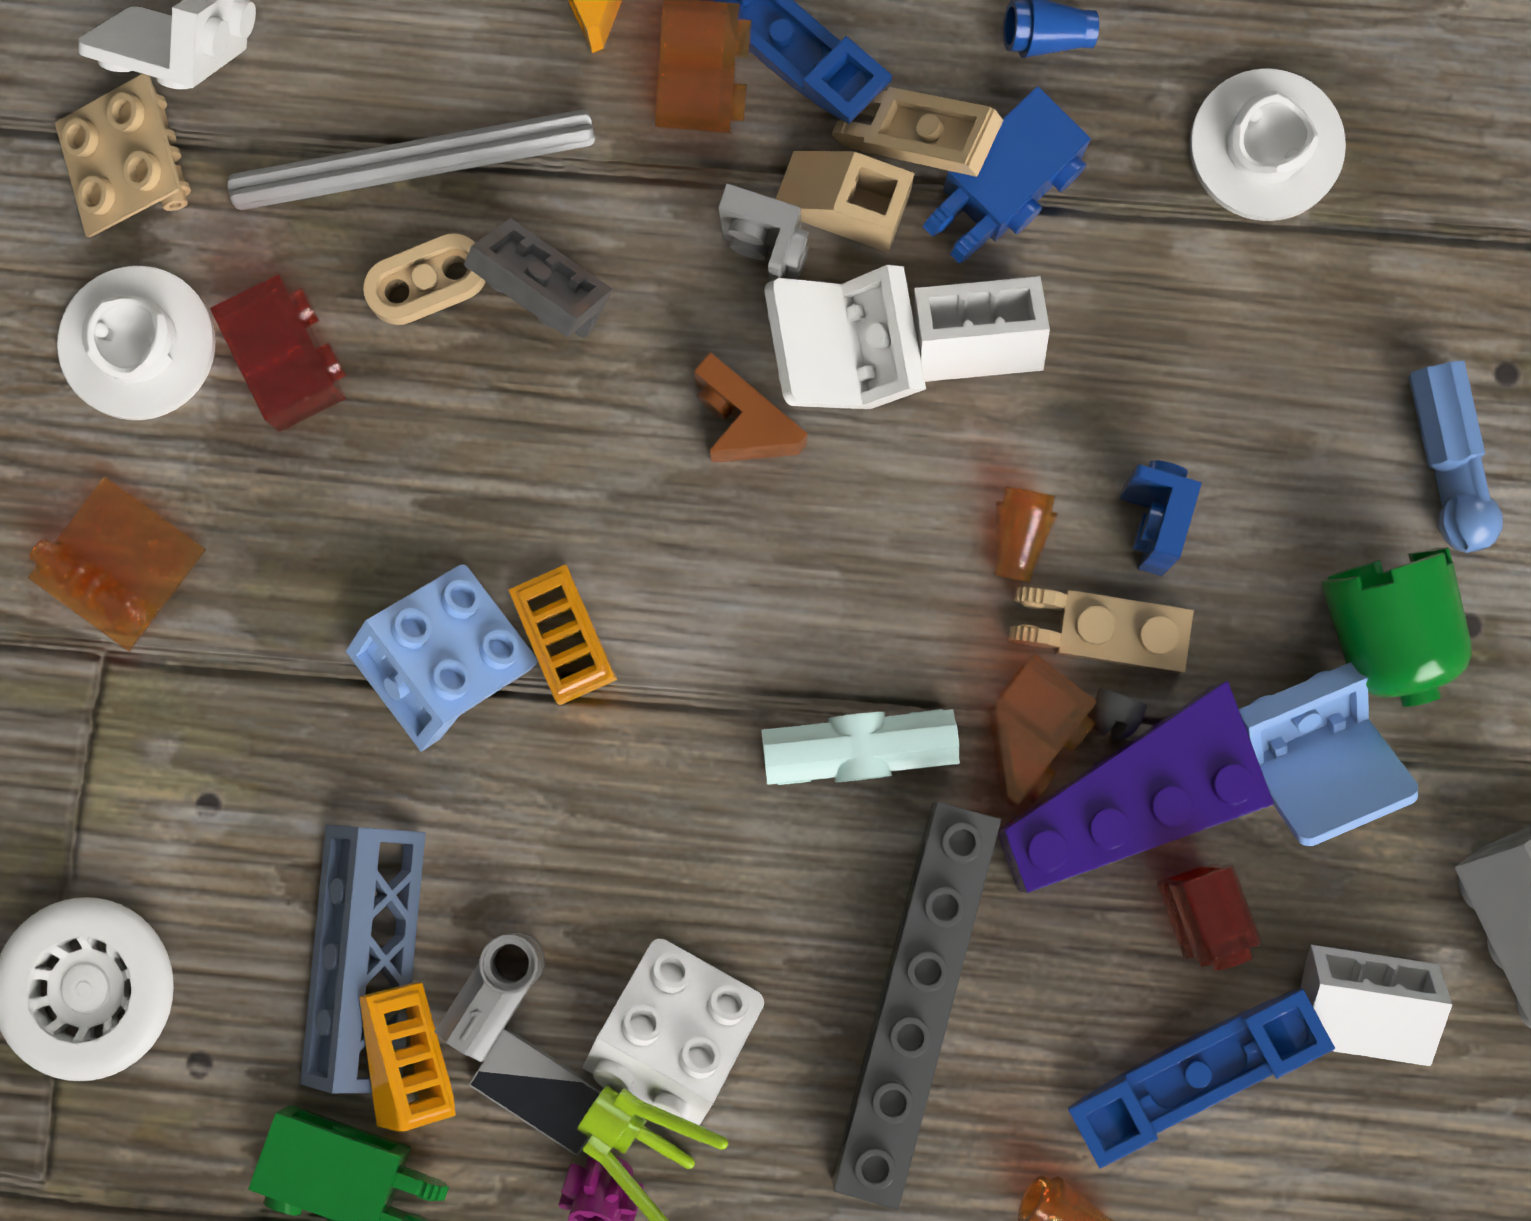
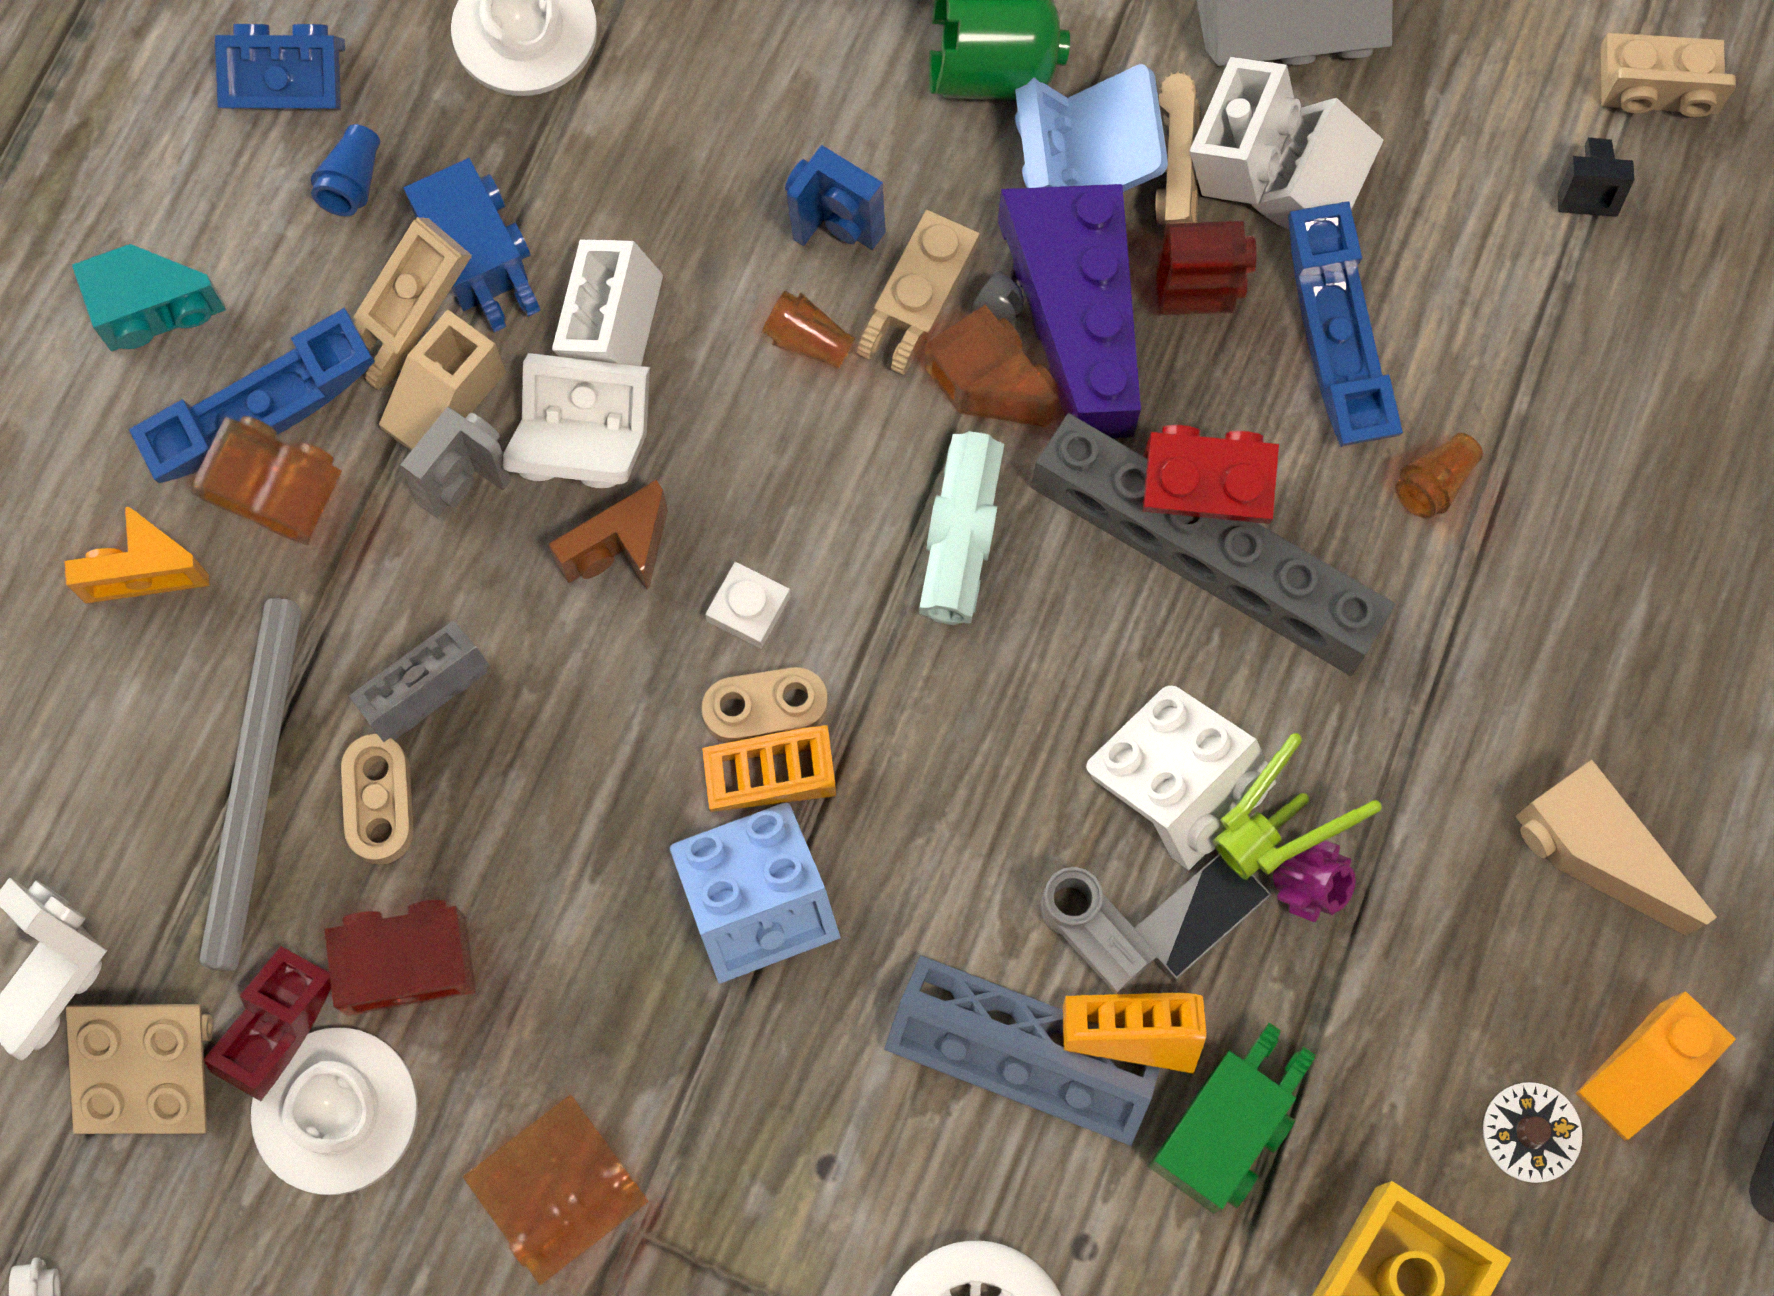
camera: 75 degrees left, 10 degrees down
(192, 260) = (276, 1019): none -> dark red slope
(625, 609) = (764, 704): none -> tan plate
(721, 562) = (748, 605): none -> white plate
(971, 984) = (1210, 475): none -> red bracket
(1284, 868) = (1182, 120): none -> tan hinge
(1386, 916) = (1245, 130): none -> white brick

